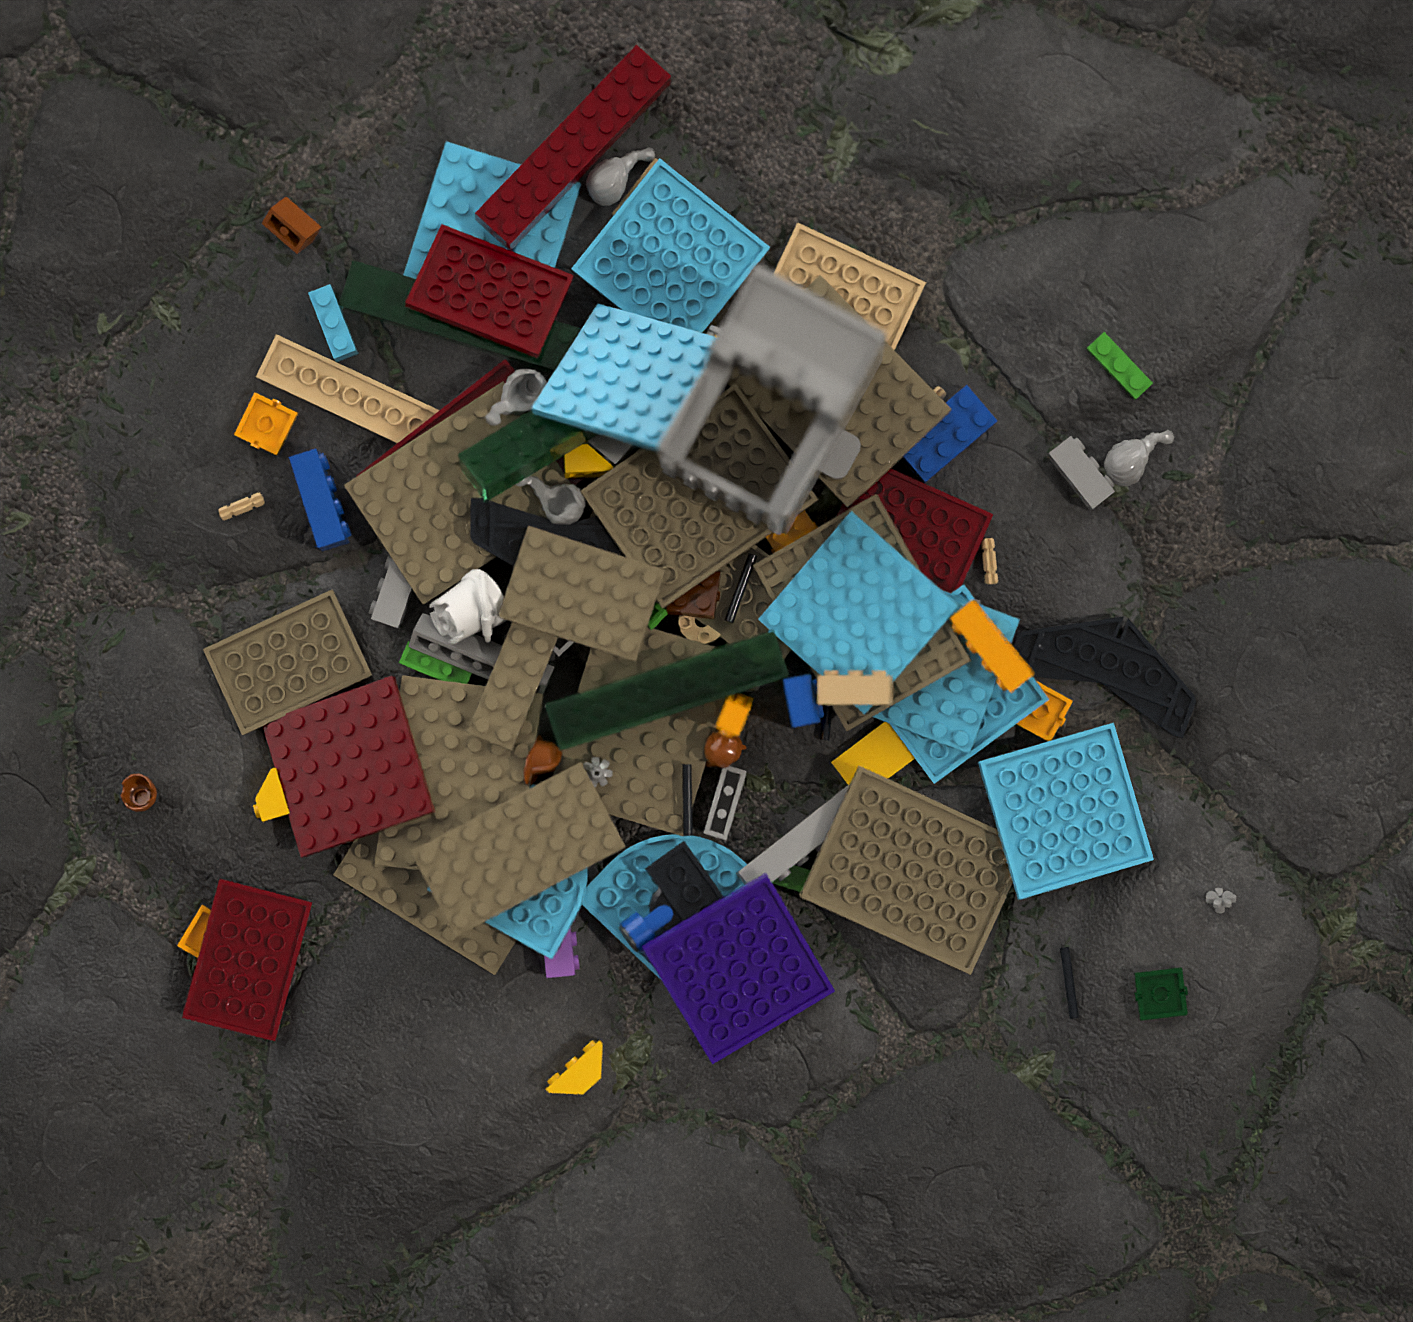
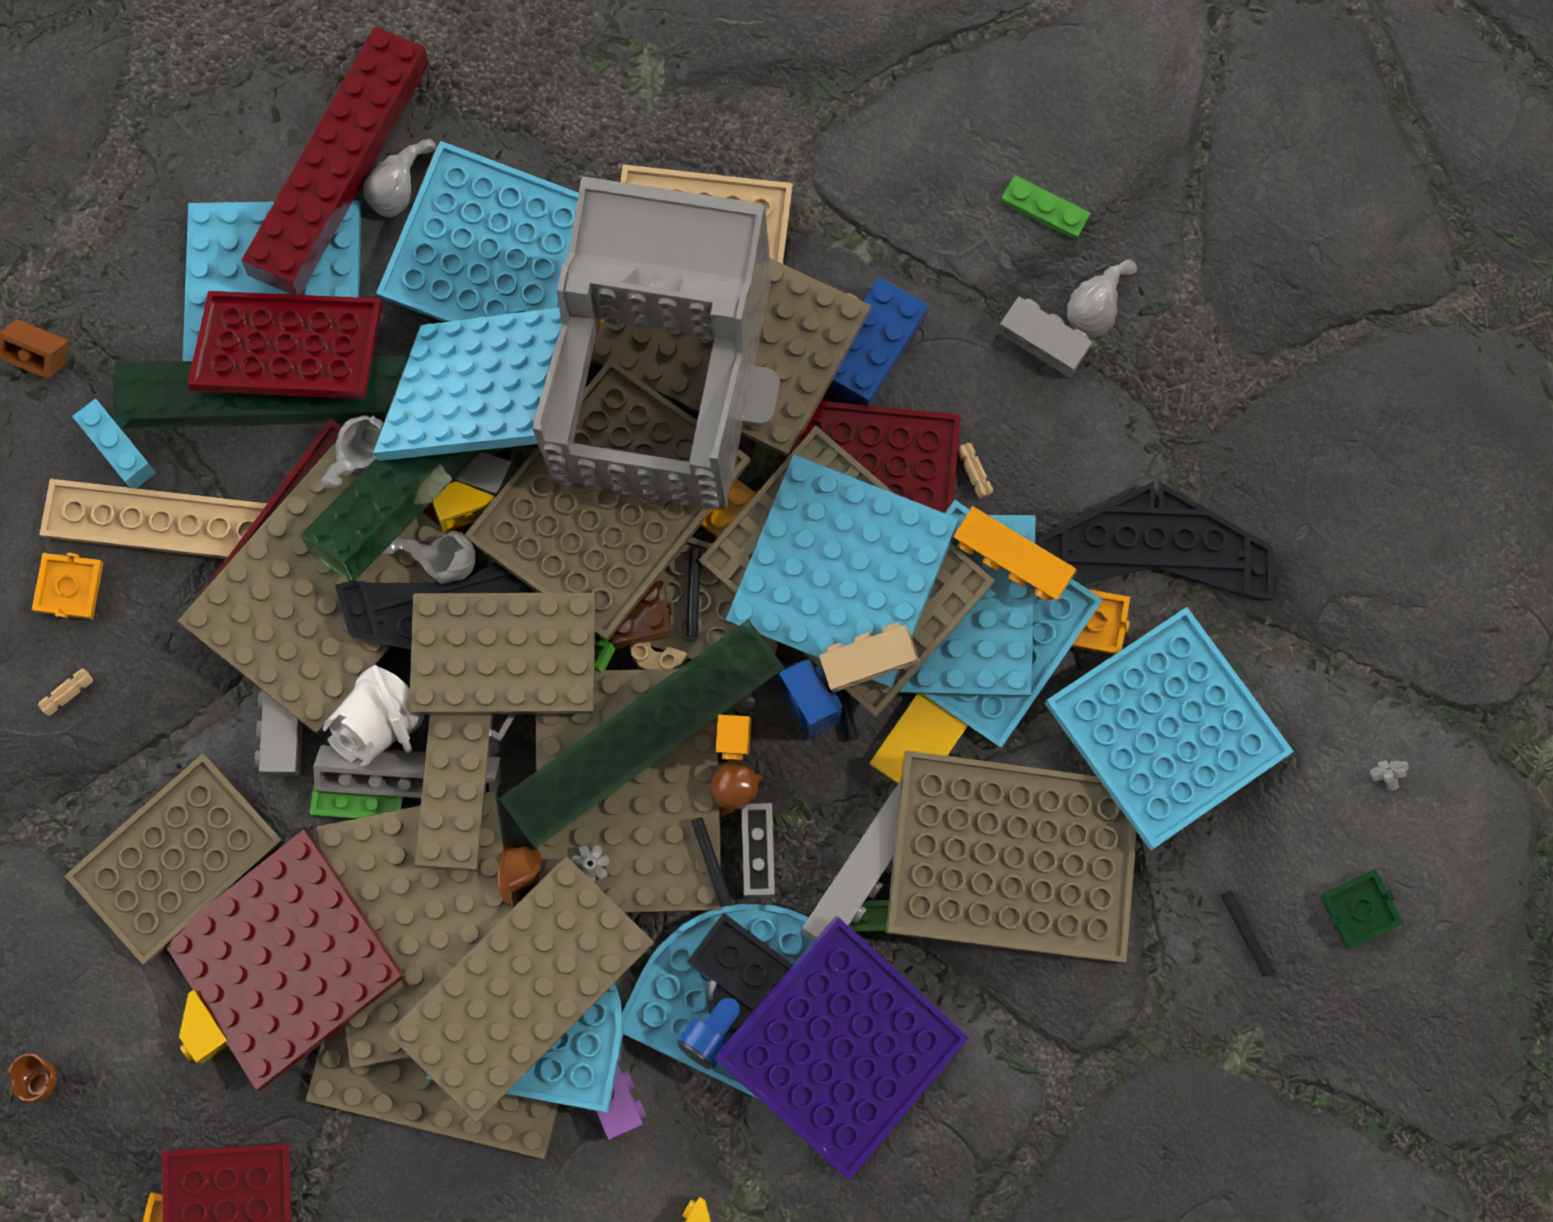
camera: 15 degrees left, 10 degrees down
(319, 500) = (152, 647): blue brick -> none

